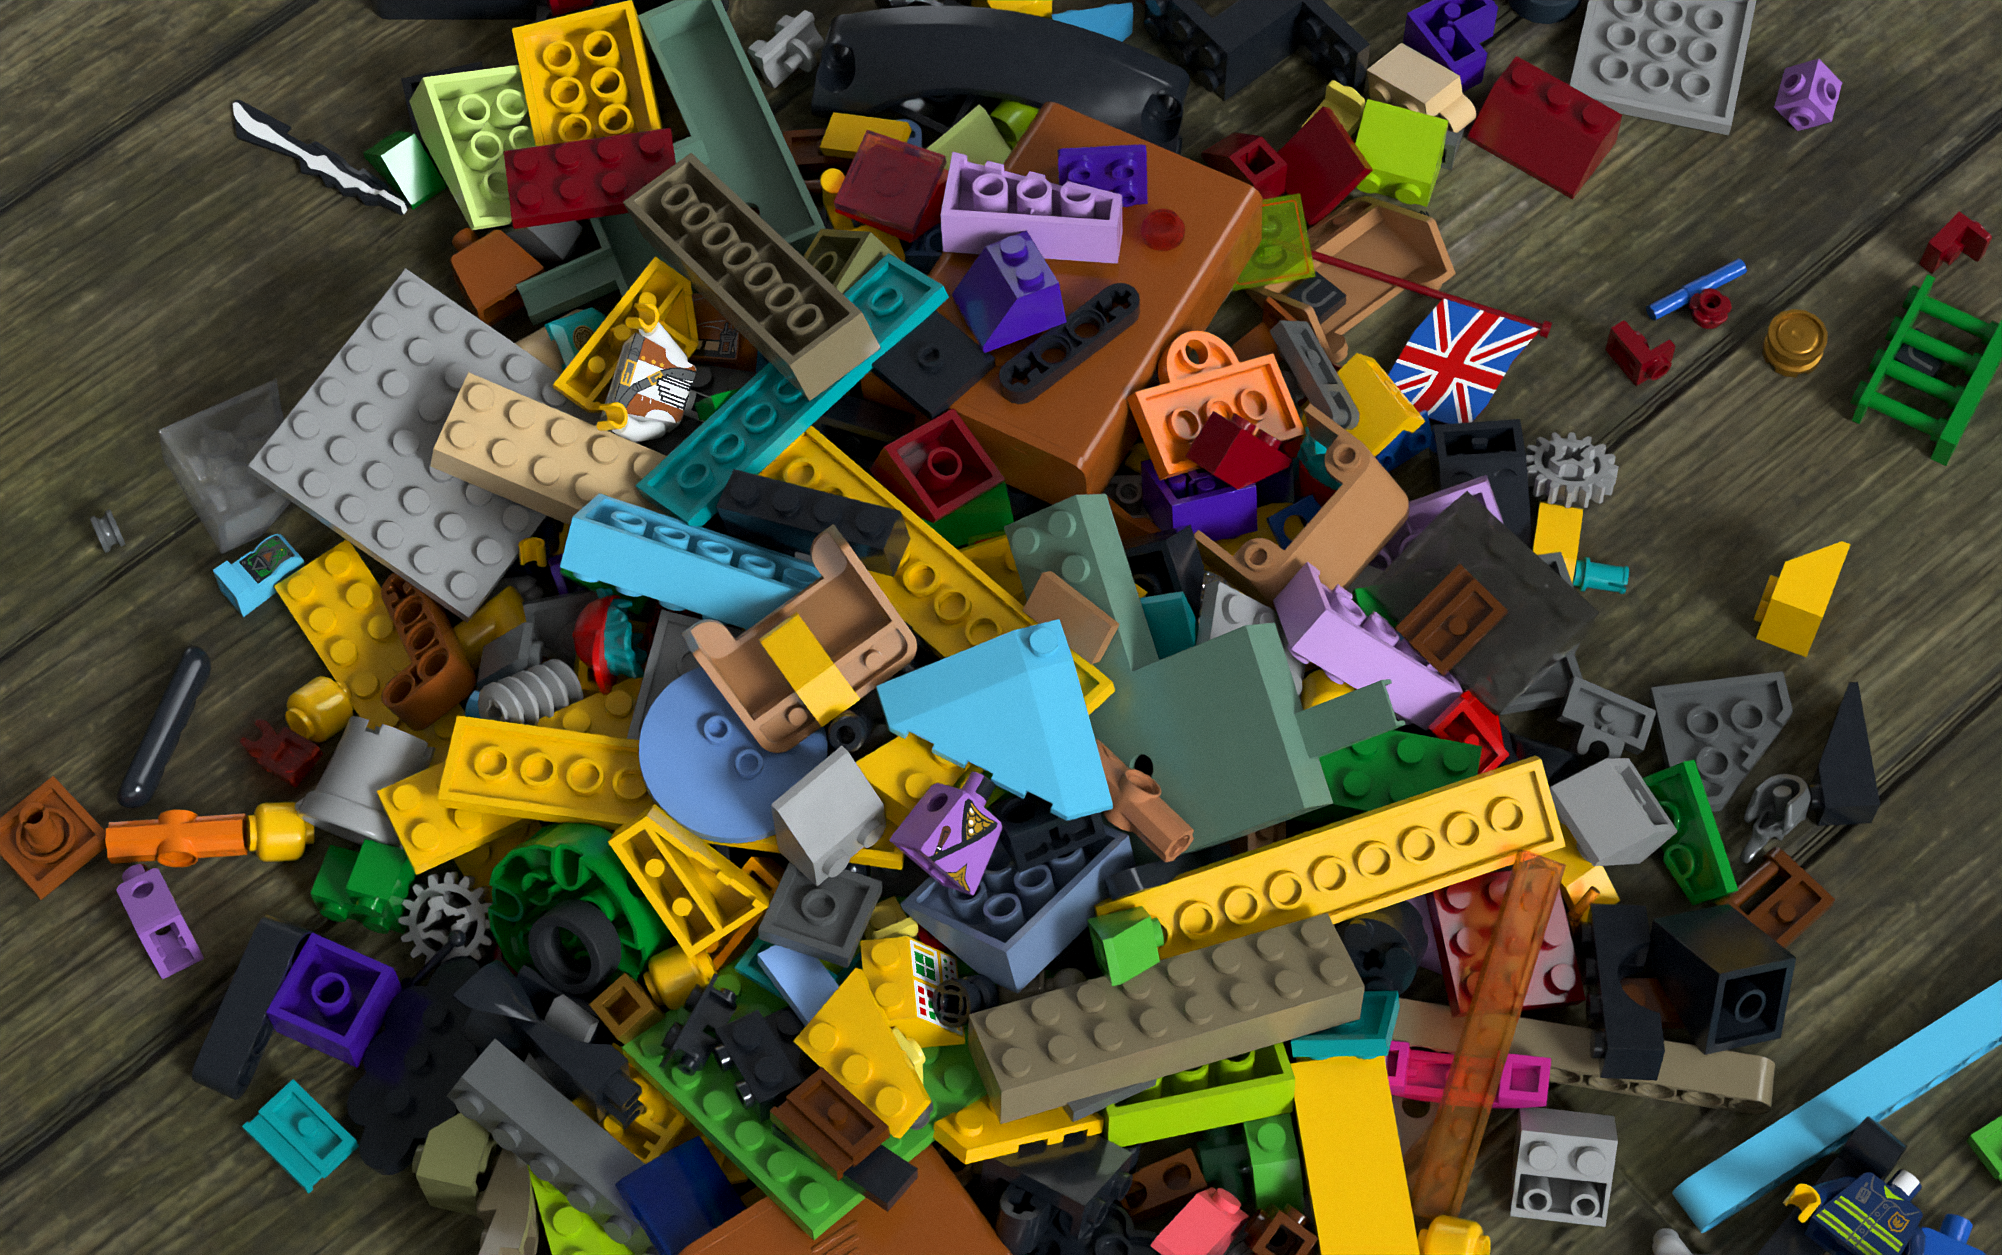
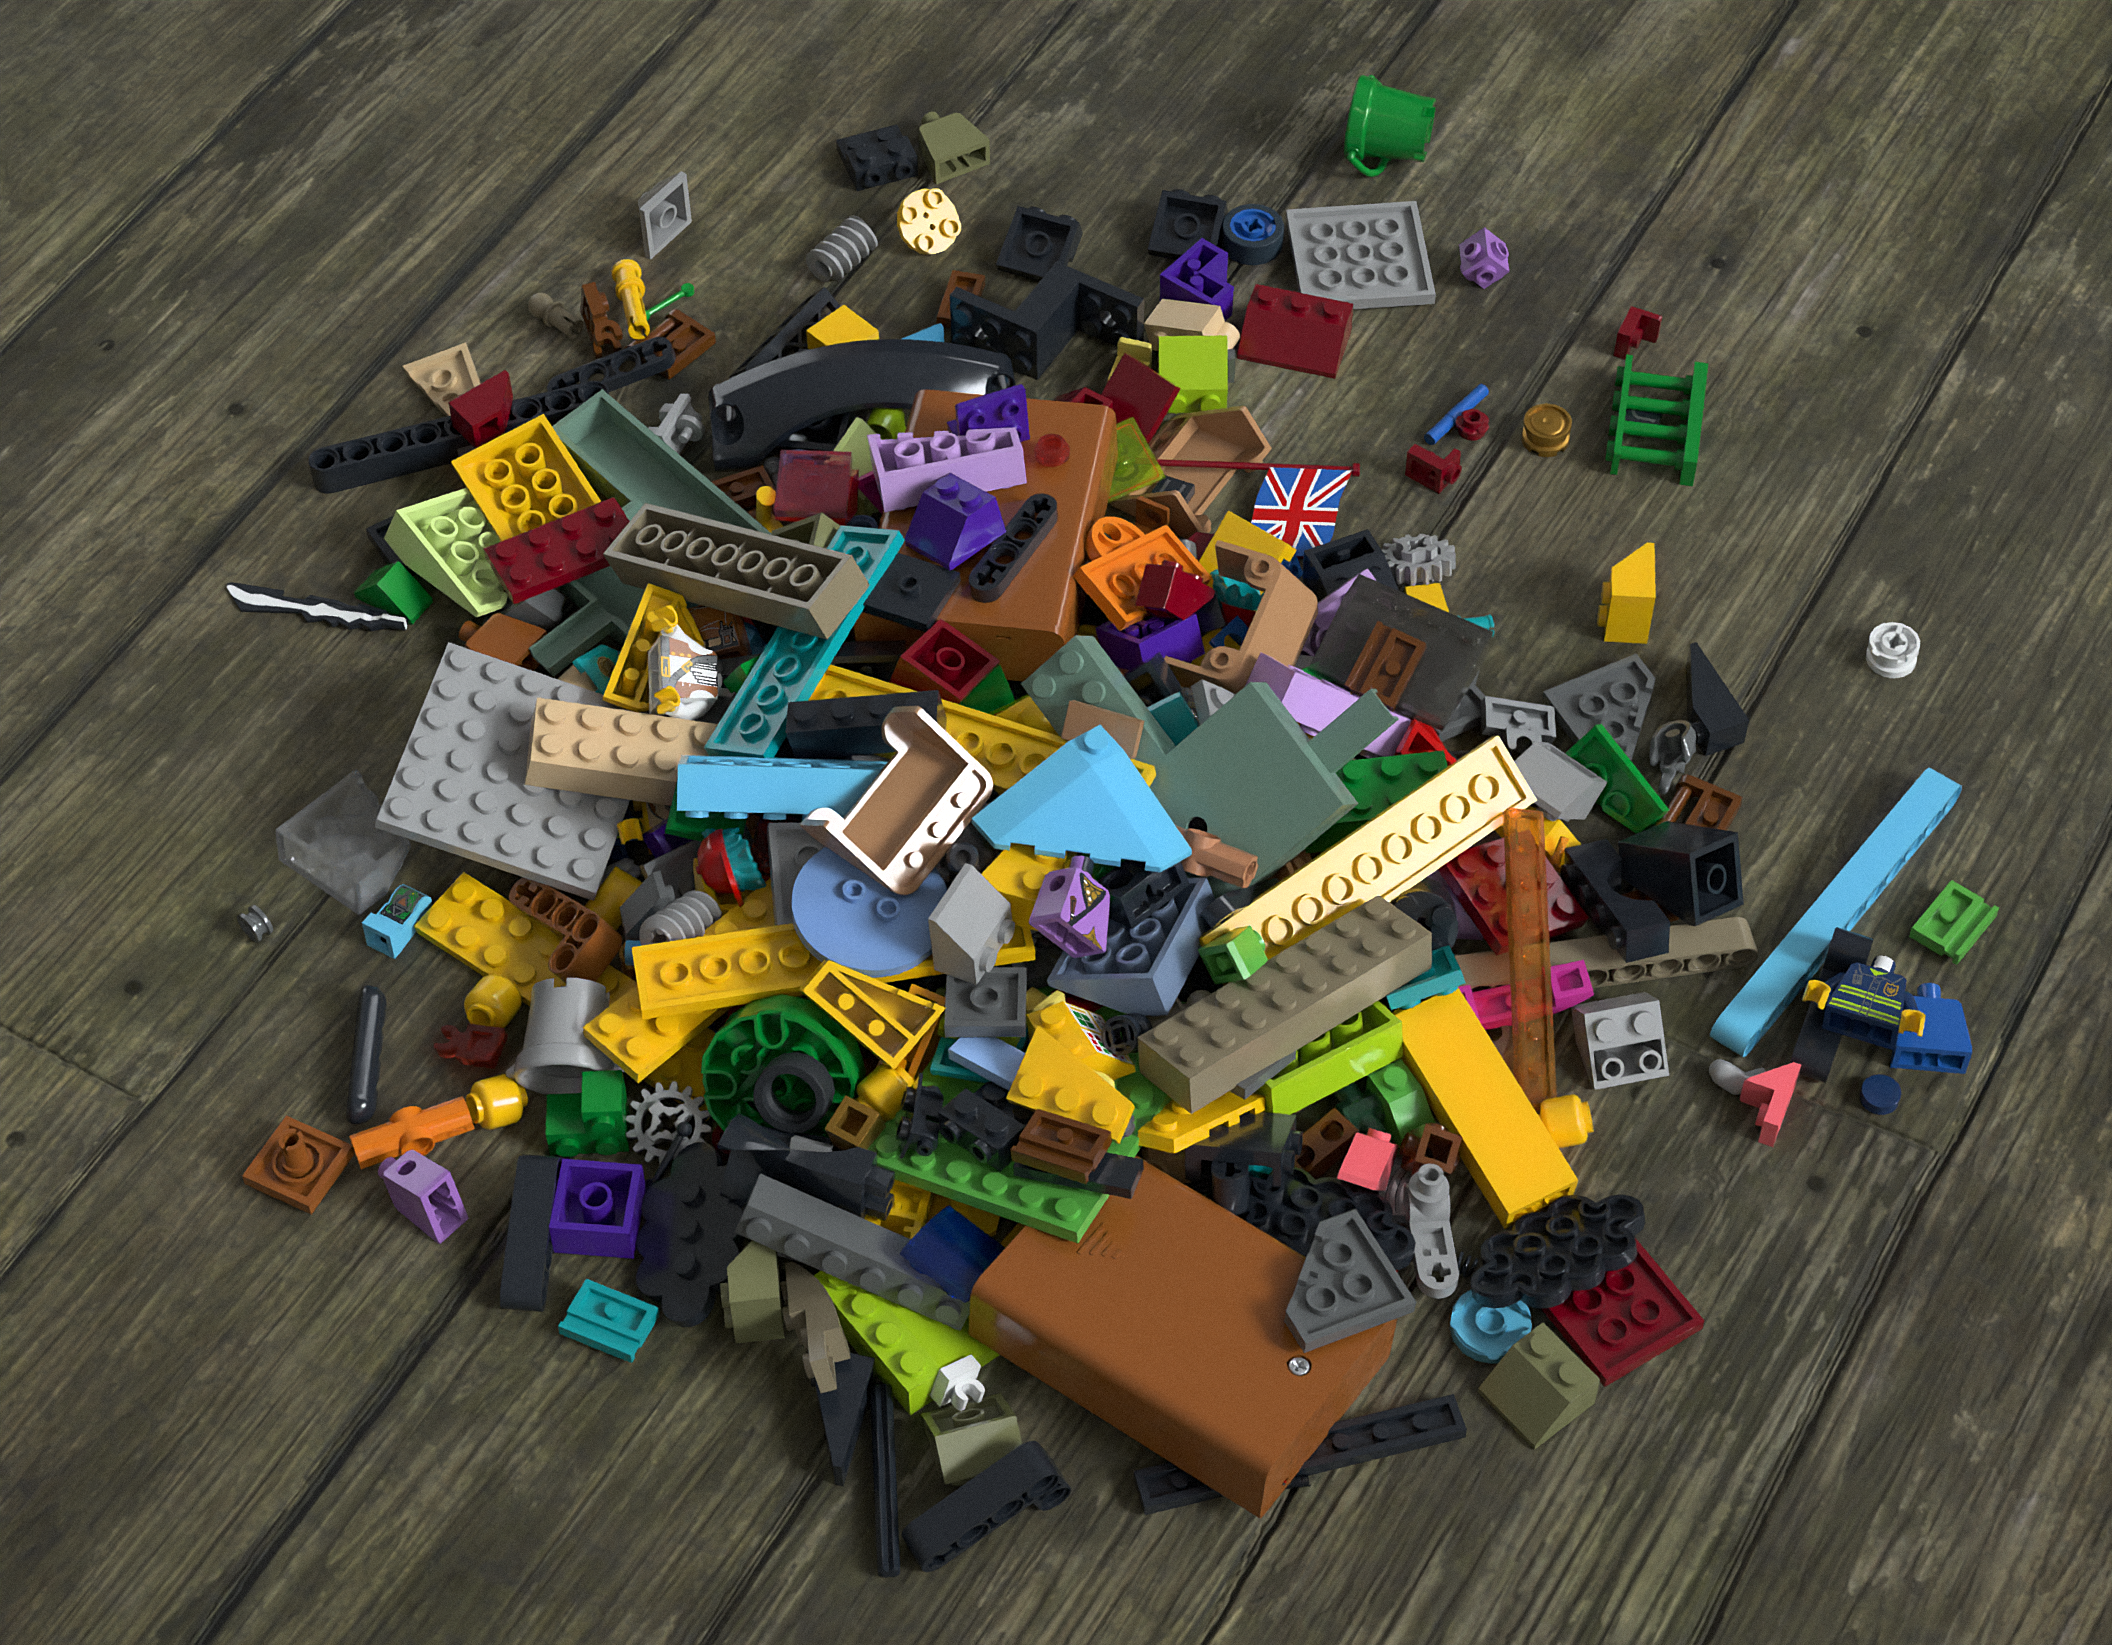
camera: 20 degrees left, 10 degrees down
(809, 669) = (912, 815): yellow slope -> none
(847, 132) = (758, 471): yellow tile -> none
(1314, 372) = (1187, 522): dark grey plate -> none

